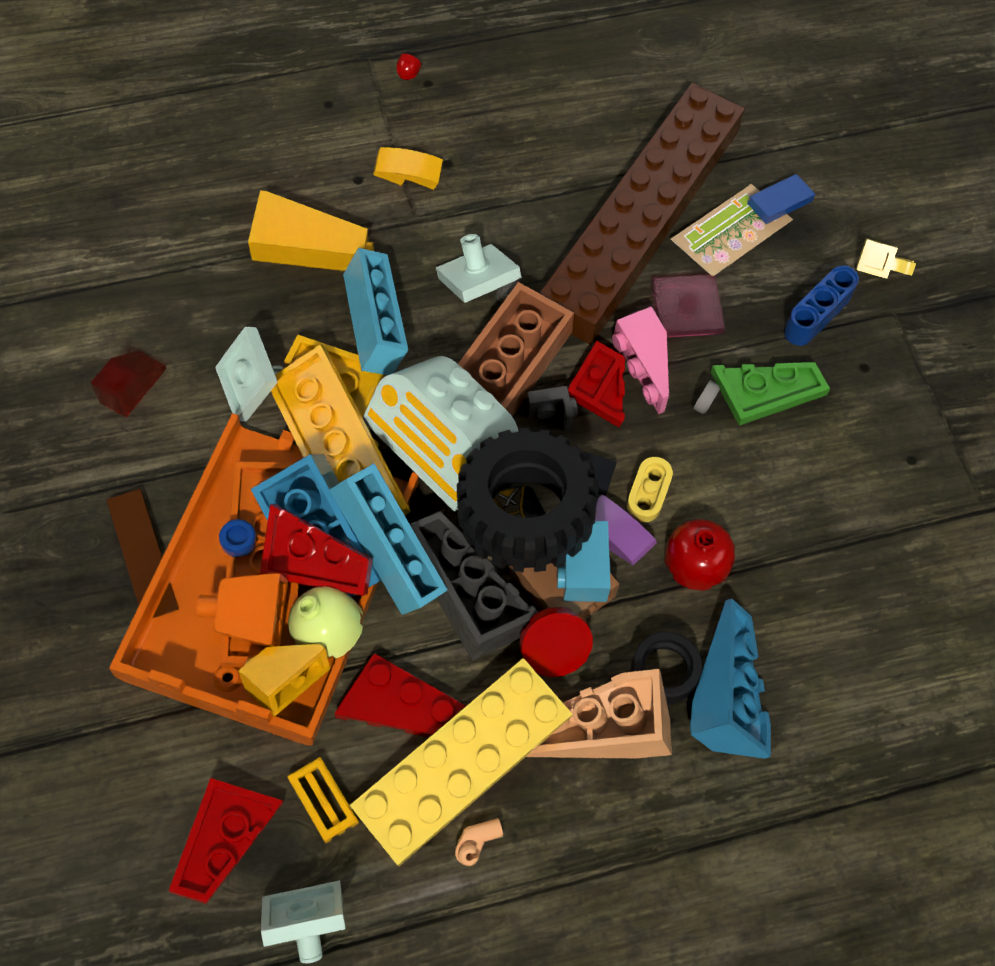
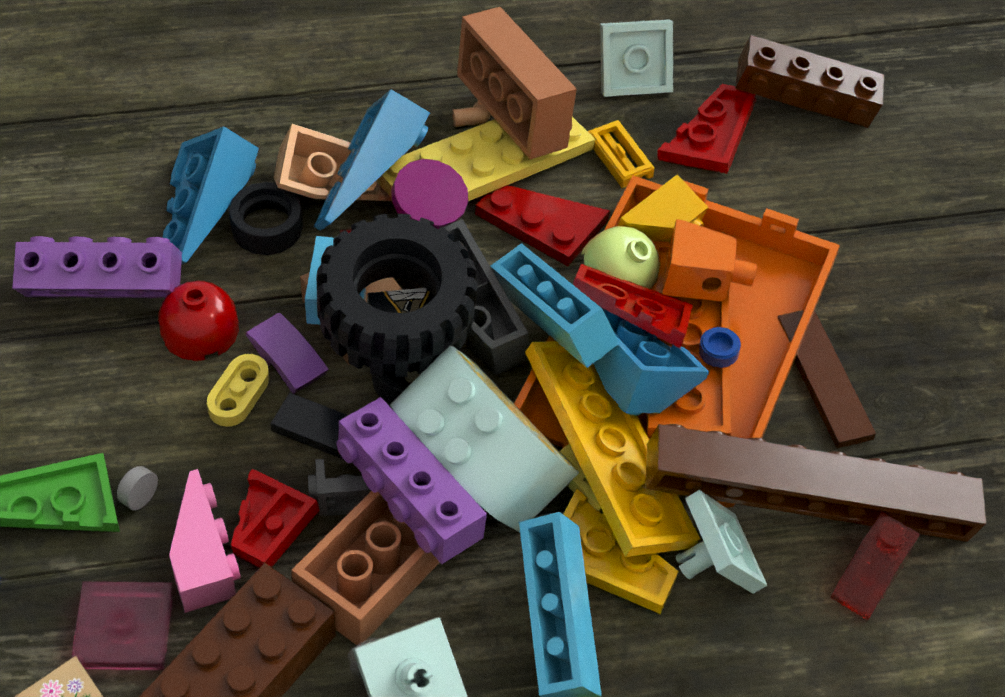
camera: 175 degrees left, 10 degrees down
(106, 899) = (810, 81): none -> reddish brown brick
(169, 416) = (813, 482): none -> brick
(437, 816) = (516, 82): none -> nougat brick
(497, 372) = (411, 480): none -> medium lavender brick
(512, 665) = (430, 192): none -> magenta tile
(568, 706) = (381, 139): none -> dark azure wedge
(800, 576) = (96, 268): none -> medium lavender brick

